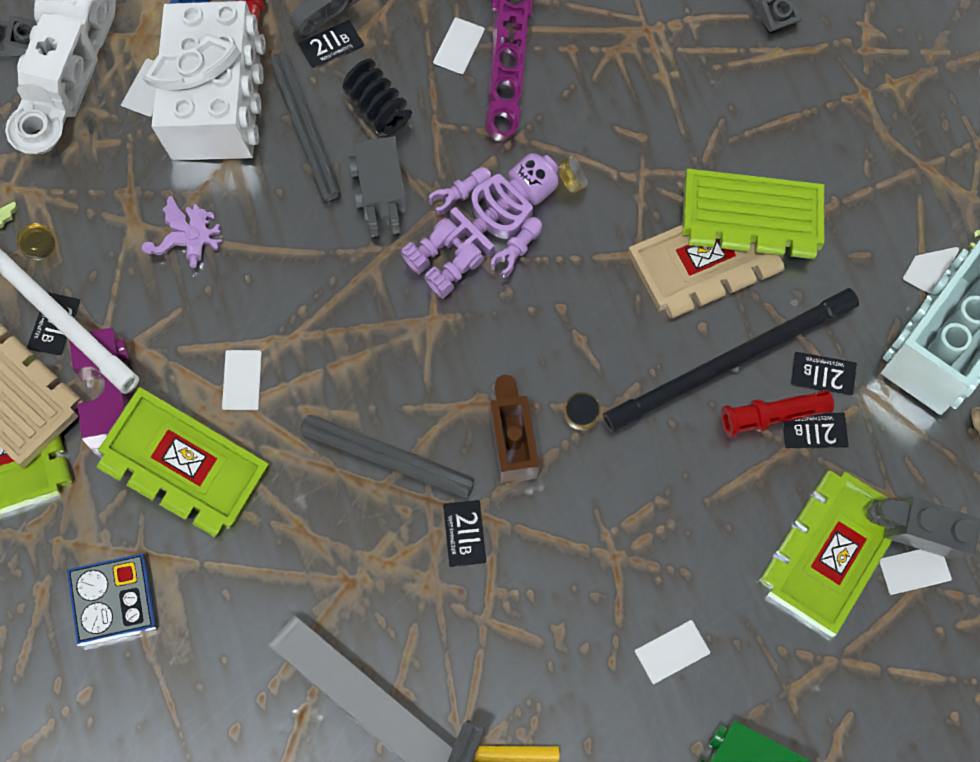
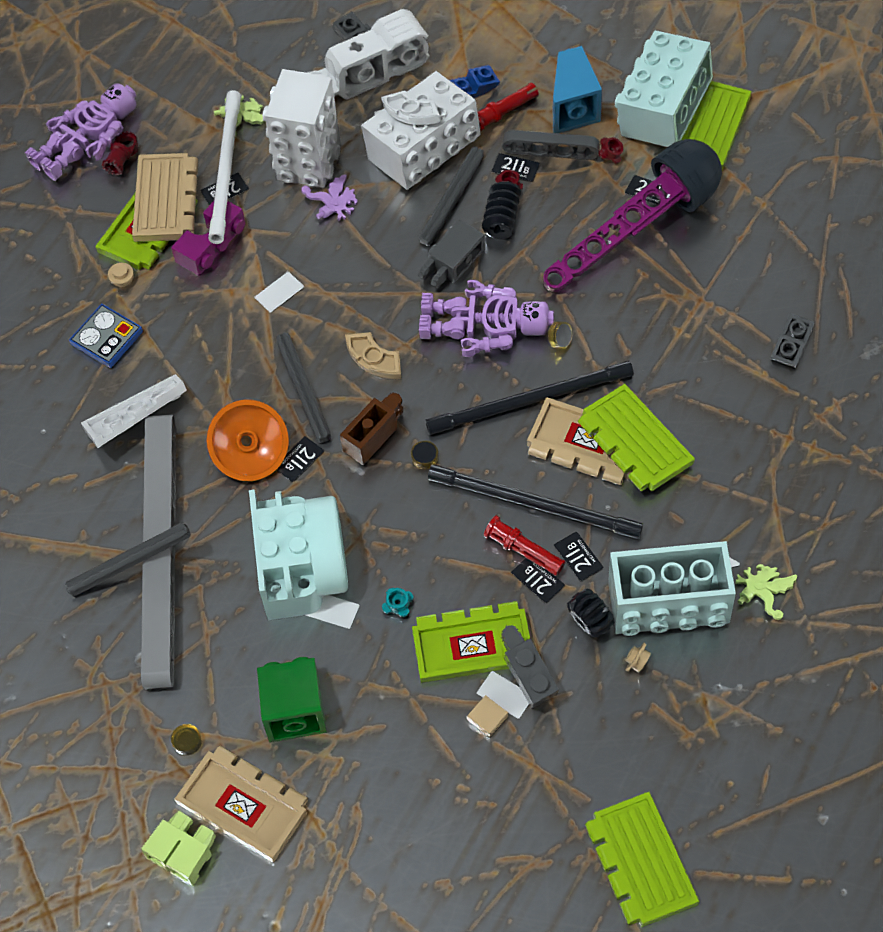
camera: 55 degrees right, 10 degrees down
(35, 241) = (258, 143): clear yellow tile -> none
(49, 517) = (121, 274): none -> tan plate
(93, 180) = (302, 128): none -> white brick
(181, 458) = (204, 298): lime hinge -> none
(243, 661) = (125, 414): none -> white wing
(343, 56) = (509, 176): none -> dark red plate
(417, 360) = (373, 357): none -> tan tile
(427, 566) = (267, 437): none -> orange dish
(458, 45) = (582, 222): white sticker -> none
(517, 754) = (199, 576): yellow piece -> none
(567, 354) = (450, 420): none -> black piece
(597, 628) = (297, 553): none -> light aqua brick
(738, 584) = (392, 596): none -> teal plate
(913, 417) = (590, 613): none -> black gear
(929, 606) = (487, 716): none -> tan tile

